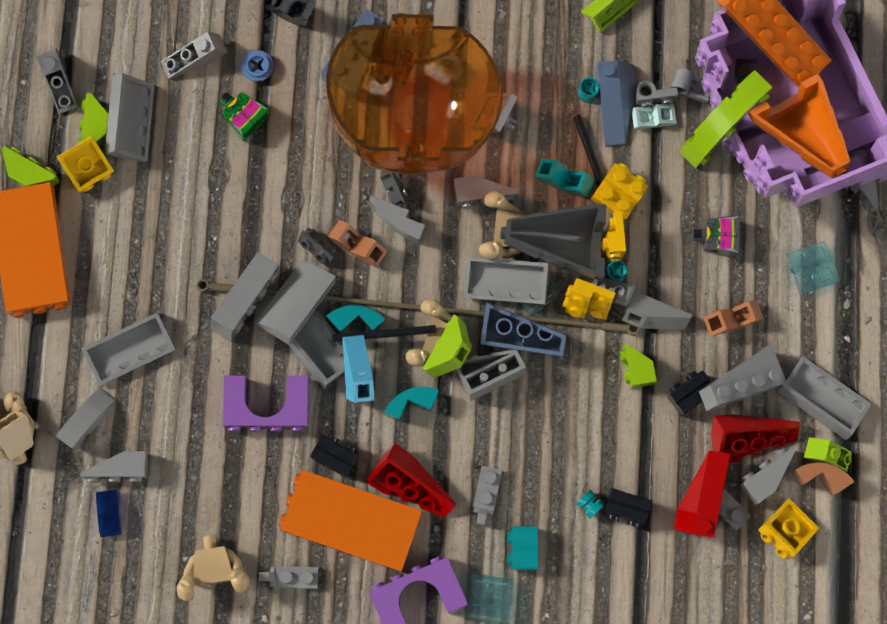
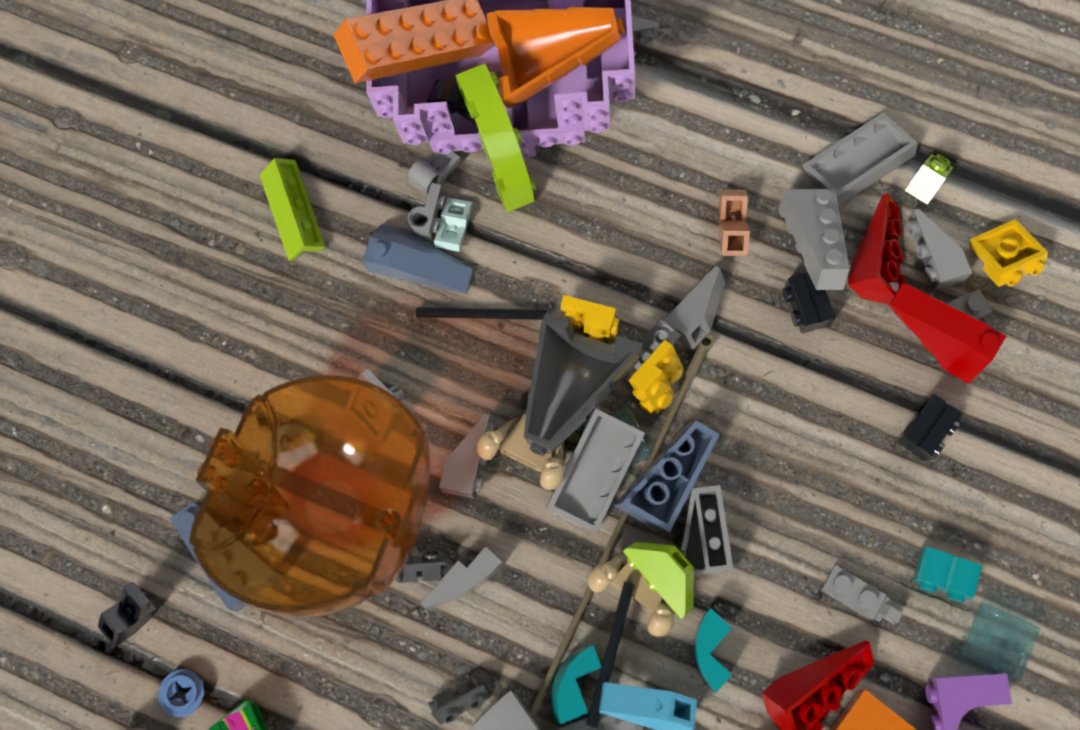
camera: 60 degrees left, 5 degrees down
(358, 245) = (476, 645): nougat brick -> none
(560, 177) = (487, 357): teal brick -> none
(588, 85) = (388, 280): teal wheel -> none
(590, 504) = (911, 471): teal wheel -> none
(618, 269) = (631, 330): teal wheel -> none
(620, 190) = (530, 293): yellow plate -> none
(639, 368) = (759, 352): lime slope -> none
(719, 236) = (628, 201): torso -> none
(812, 267) = (701, 117): clear light blue slope -> none
(832, 476) = (961, 182): nougat brick -> none

